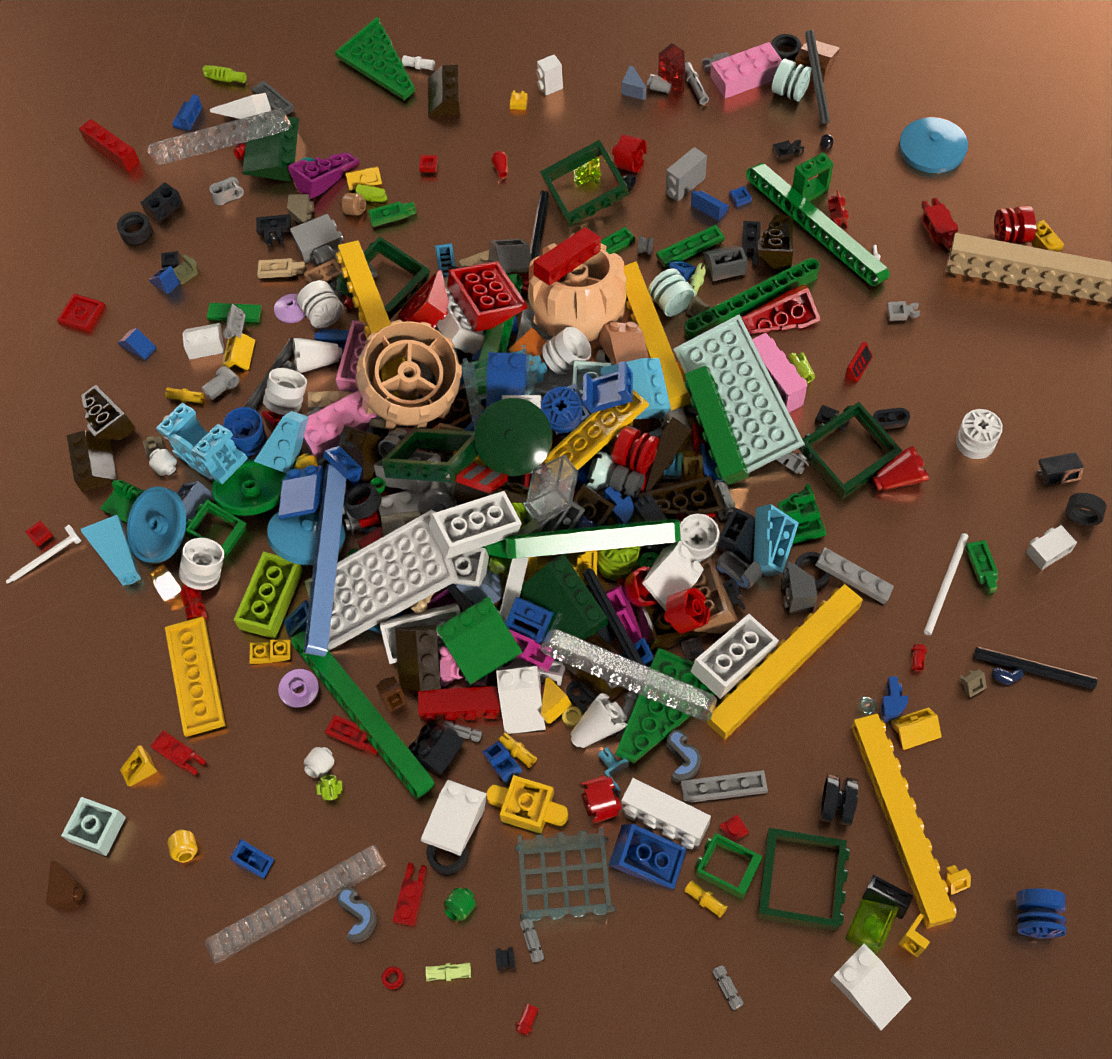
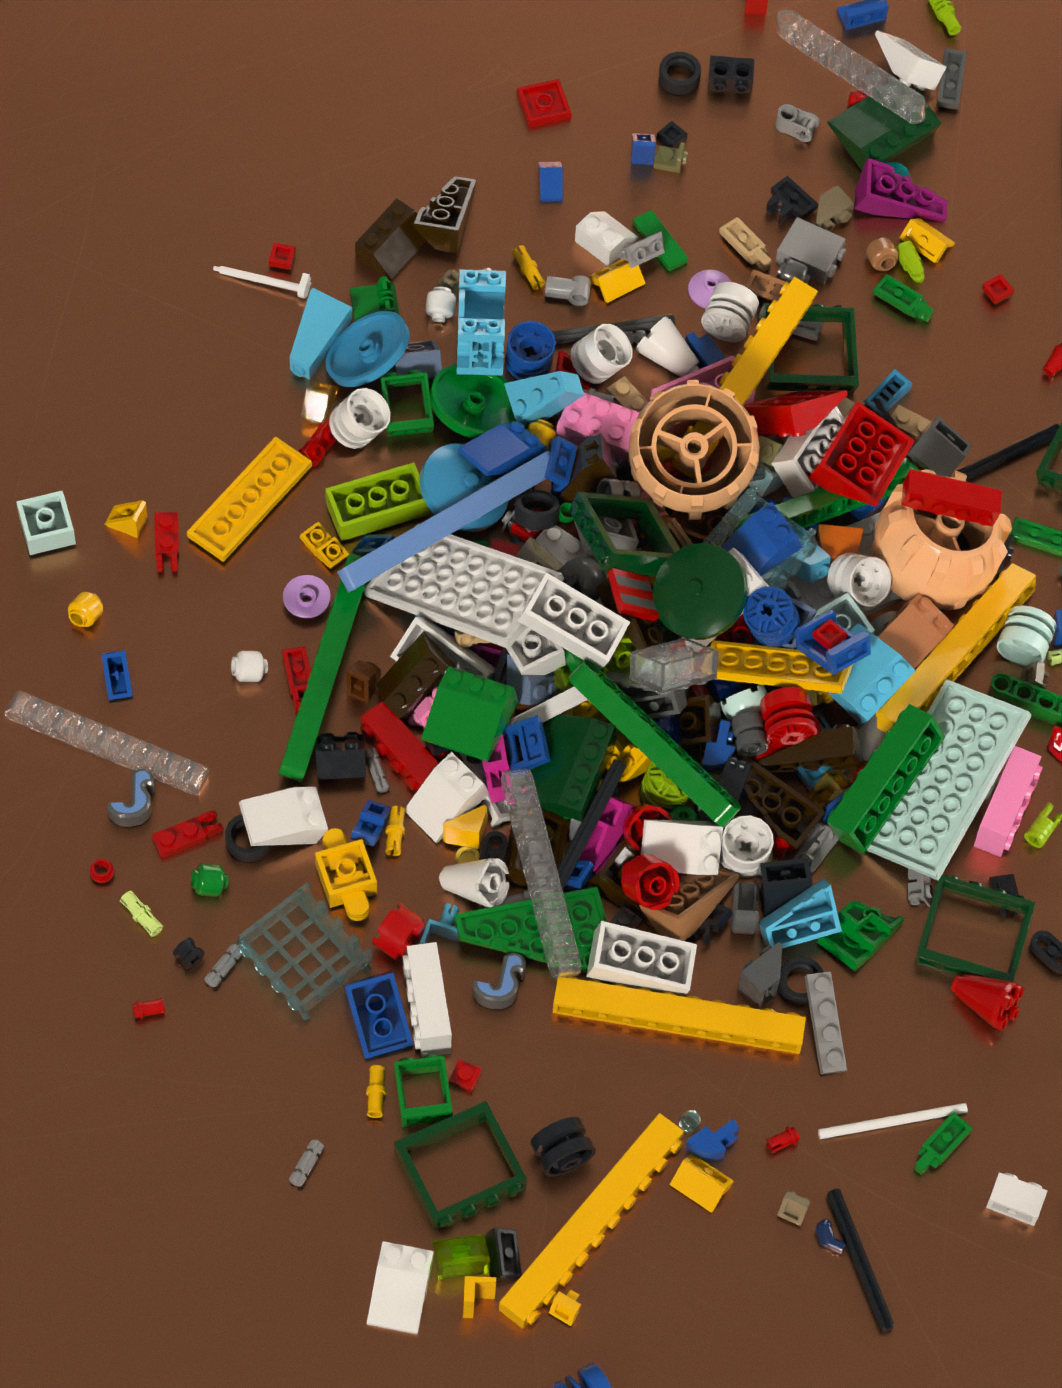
camera: 45 degrees right, 0 degrees up
(329, 787) = (232, 692): lime gear -> none
(601, 386) = (829, 634): none -> red tile
(724, 786) = (500, 1039): light grey plate -> none

